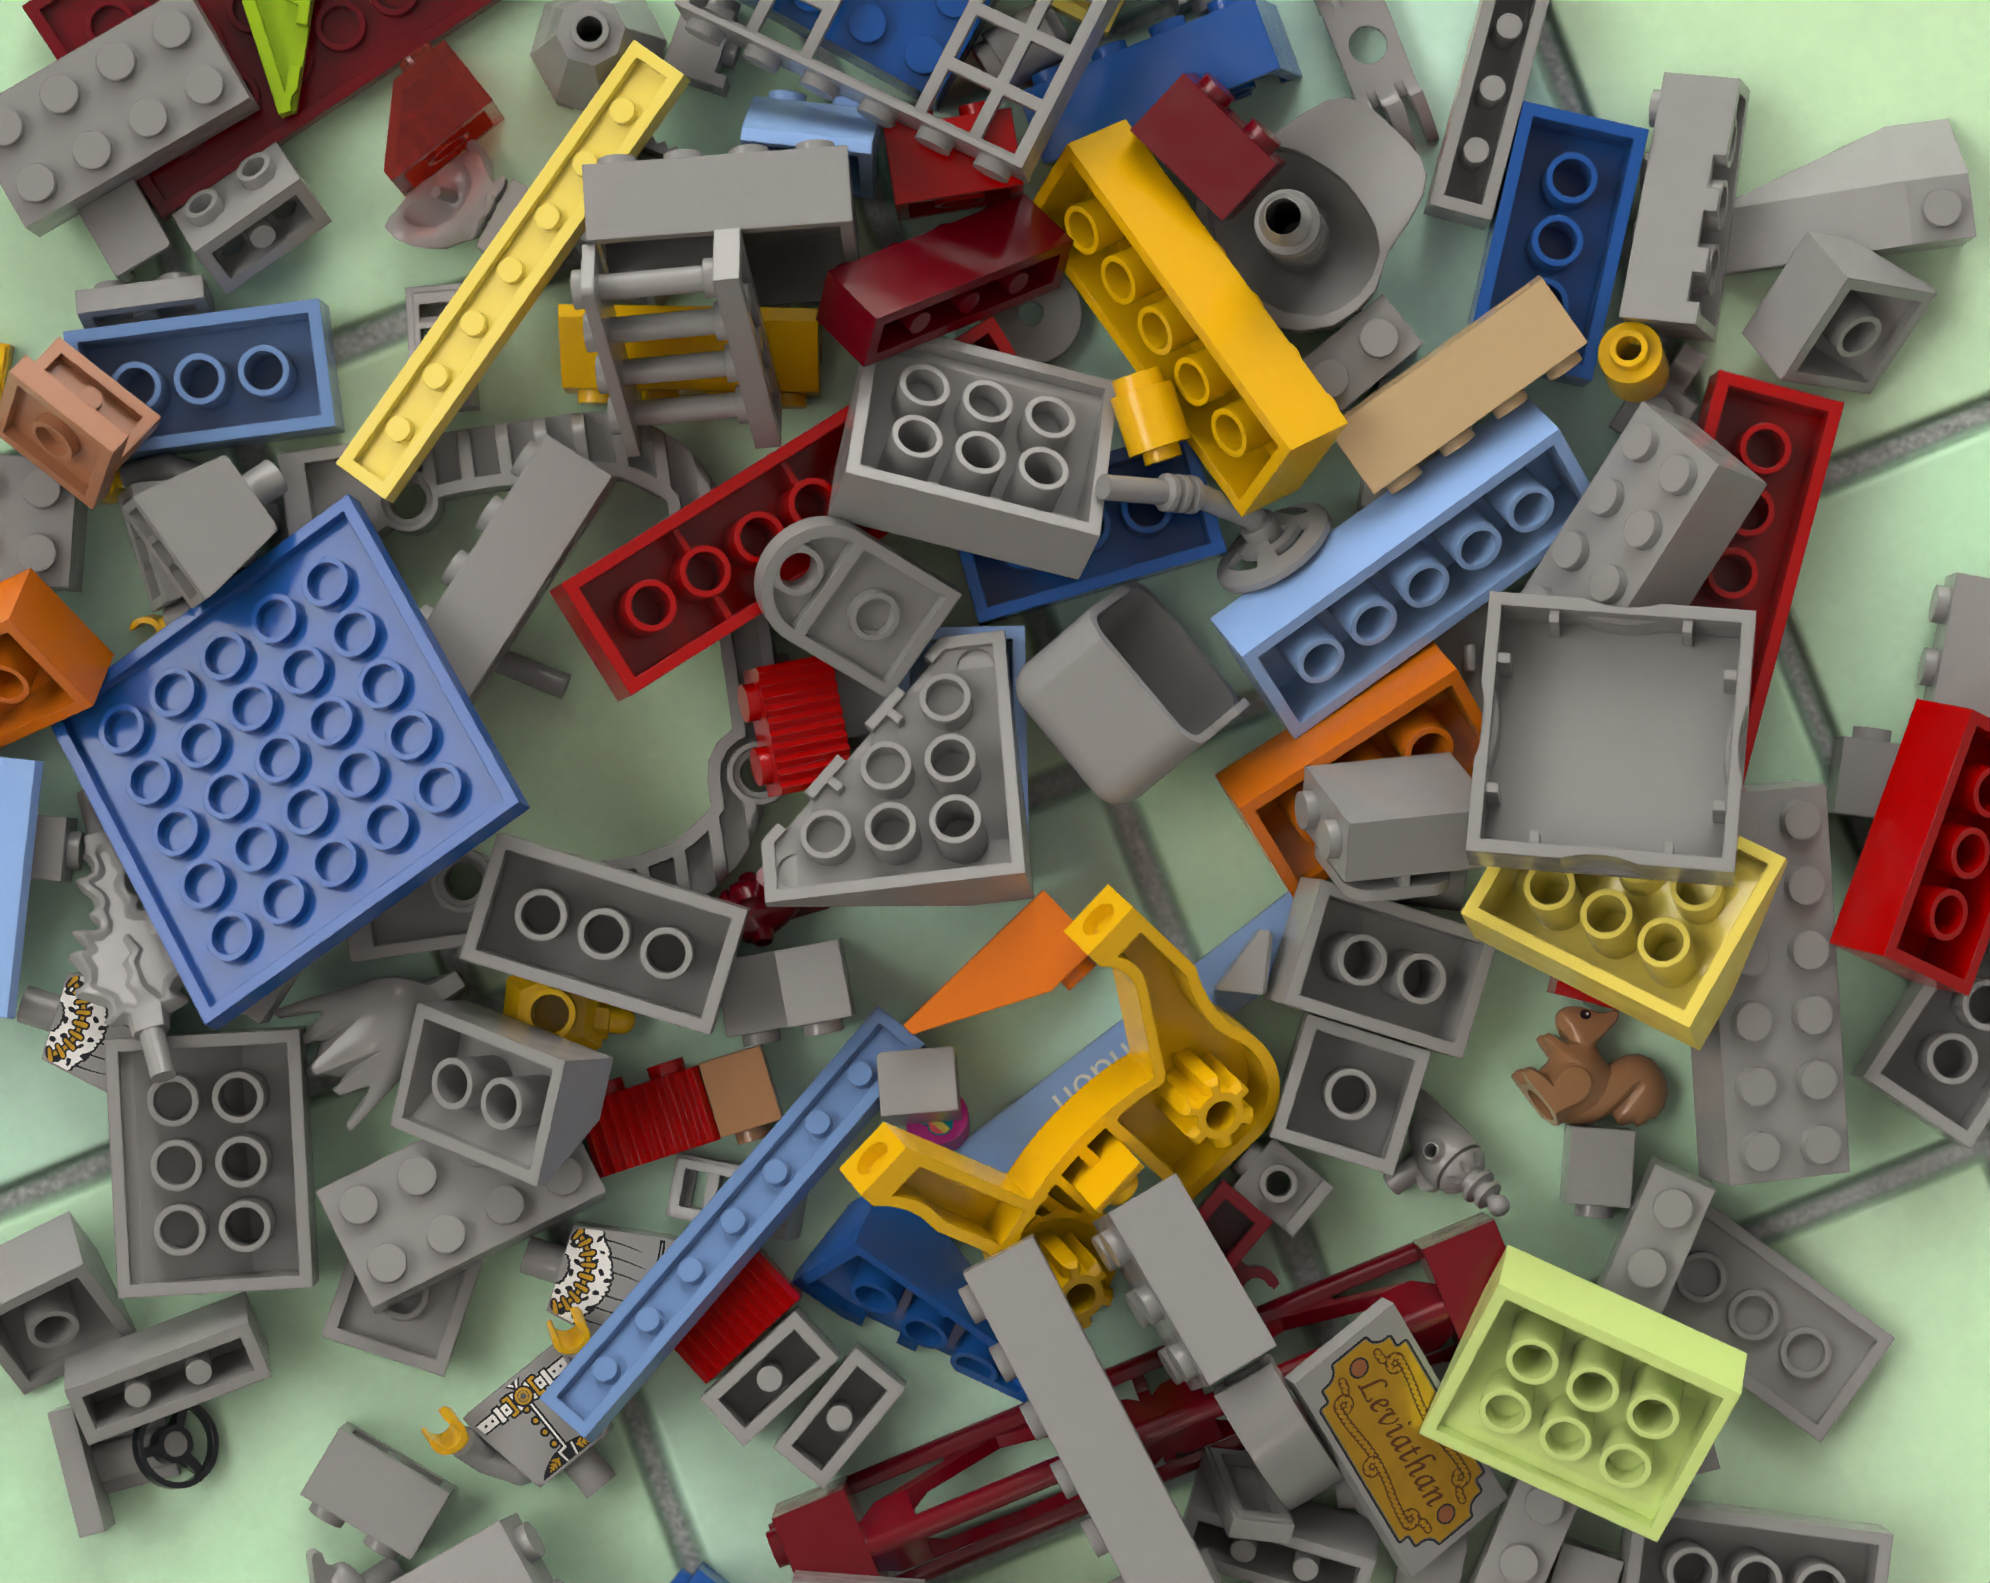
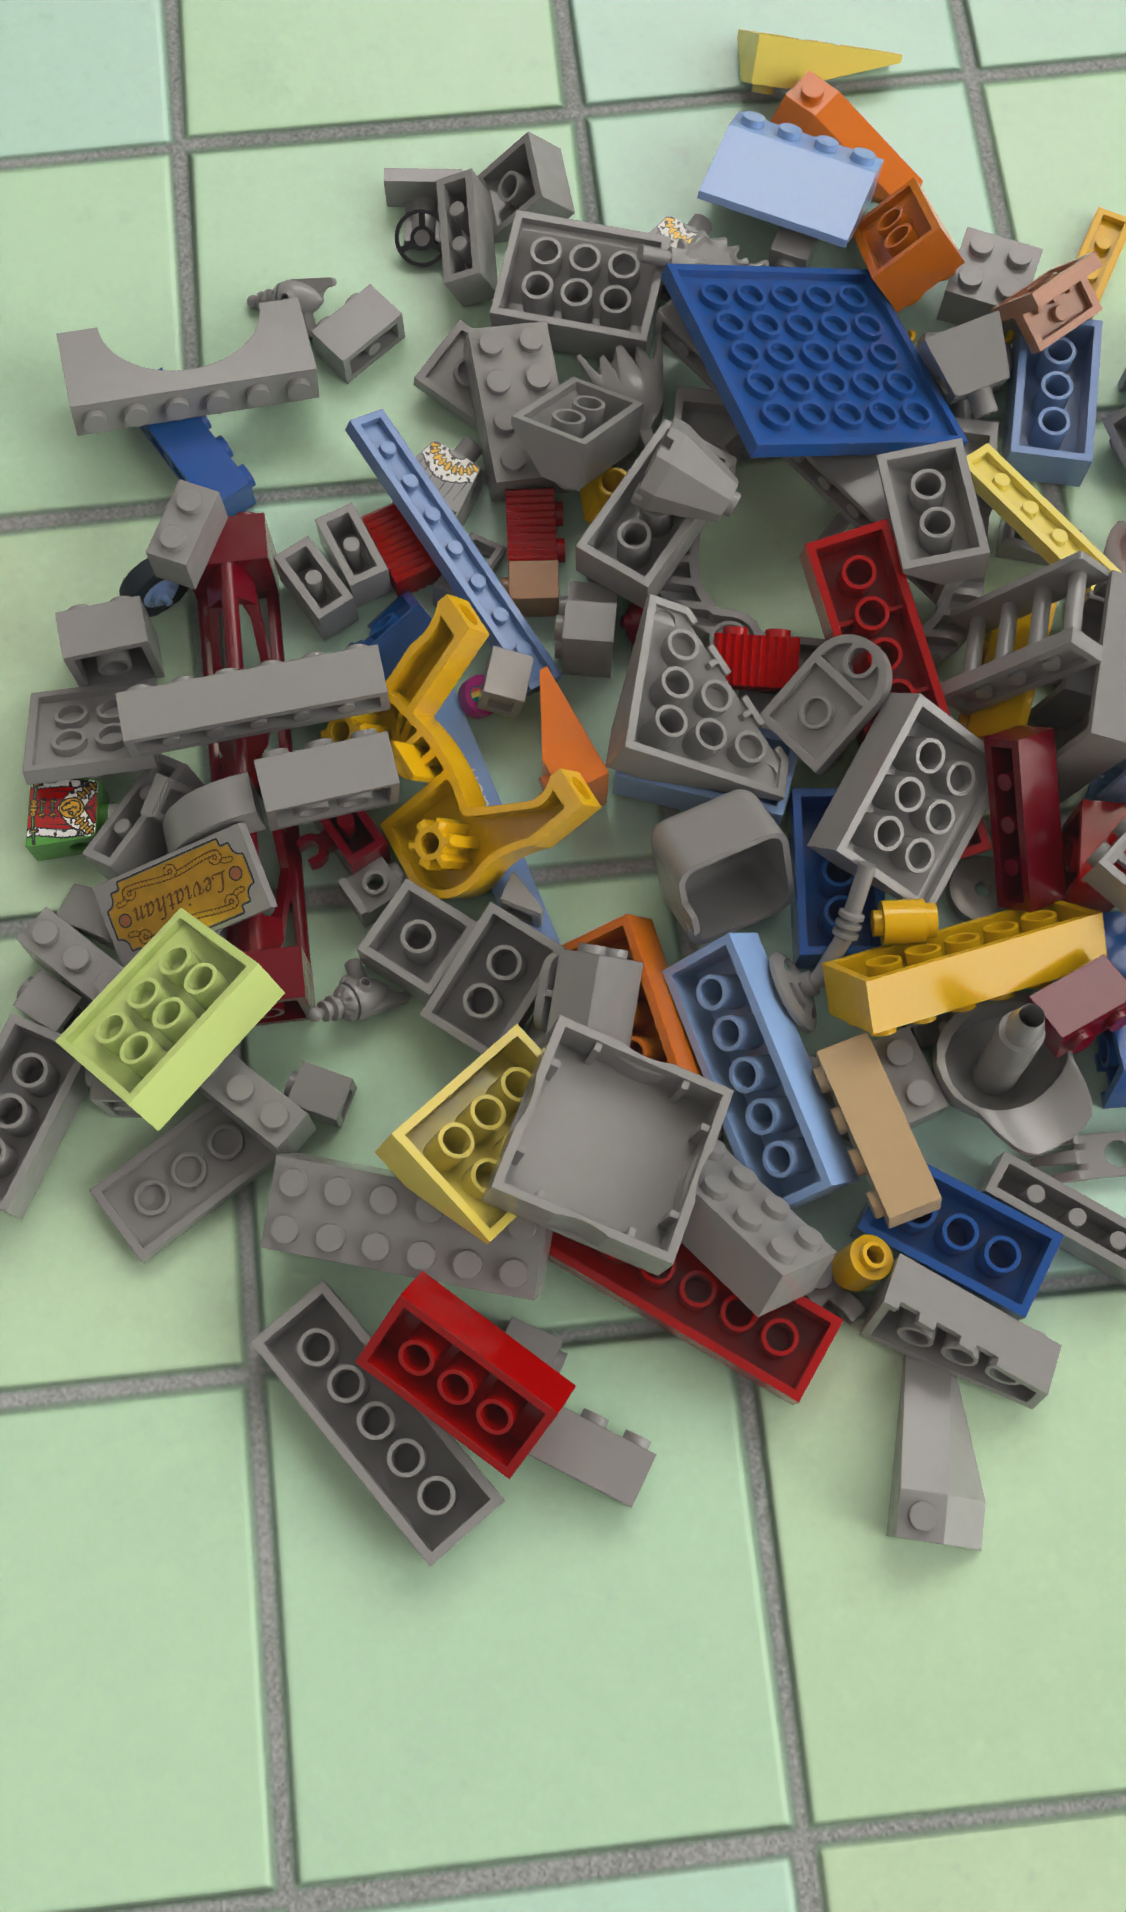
camera: 105 degrees right, 15 degrees down
(121, 303) = (1109, 383): light grey plate -> none
(518, 1434) = (363, 397): torso -> none
(525, 522) = (934, 512): none -> light grey slope
(577, 898) = (687, 478): none -> light grey cone
(1580, 1085) = (375, 1100): medium nougat animal -> none
(1836, 315) = (861, 1420): light grey slope -> none

